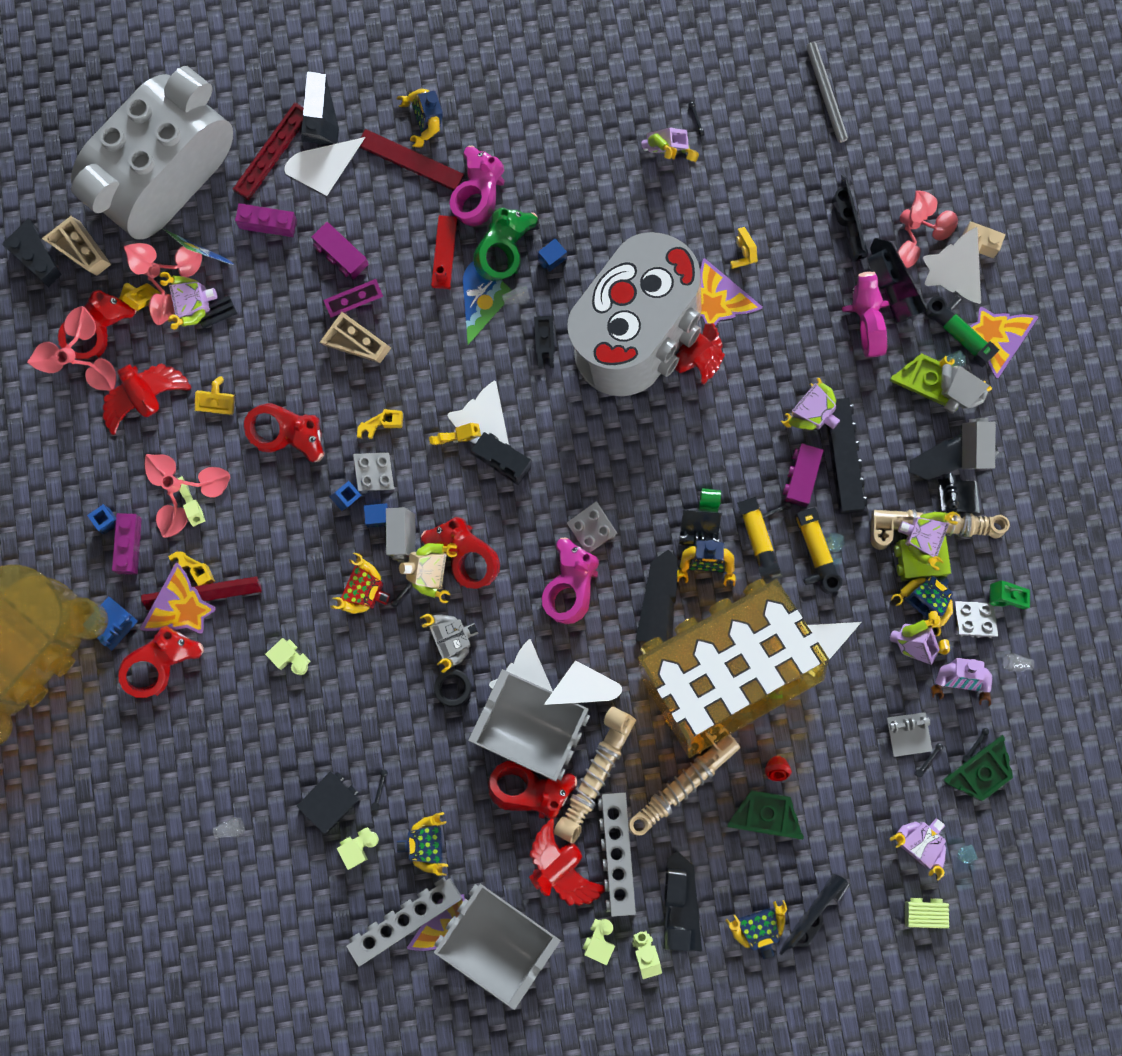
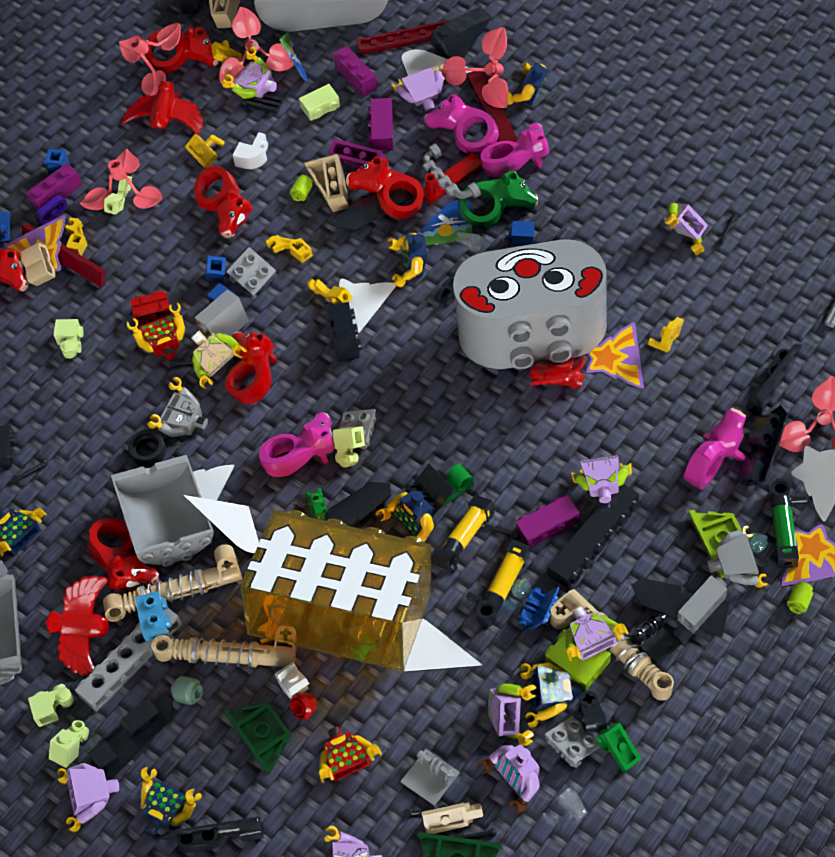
camera: 55 degrees right, 20 degrees down
(144, 556) = (51, 210): none -> dark purple plate
(193, 621) = (37, 264): none -> tan brick
(262, 371) = (253, 155): none -> white brick
(266, 274) = (319, 102): none -> yellowish green brick
(326, 573) = (150, 307): none -> red brick
(335, 364) = (301, 188): none -> lime brick
(340, 190) = (421, 87): none -> lavender torso
(377, 106) = (497, 90): none -> coral plant
(399, 193) = (457, 116): none -> dark pink animal
(400, 305) = (380, 179): none -> red animal
(412, 326) = (368, 209): none -> black panel
(451, 262) = (444, 181): none -> light grey bar
(489, 346) = (413, 256): none -> torso
(606, 547) = (345, 440): none -> yellowish green brick
(612, 812) = (152, 615): none -> dark azure brick
(631, 615) = (316, 504): none -> green hinge
(686, 837) = (186, 690): none -> sand green head
(697, 973) = (87, 791): none -> lavender torso
(759, 761) = (291, 680): none -> white brick
(842, 775) = (345, 755): none -> torso
(867, 546) = (537, 608): none -> blue hinge
(953, 748) = (451, 817): none -> tan hinge
(973, 590) = (591, 712): none -> black piece
(1021, 377) = (800, 597): none -> lime brick

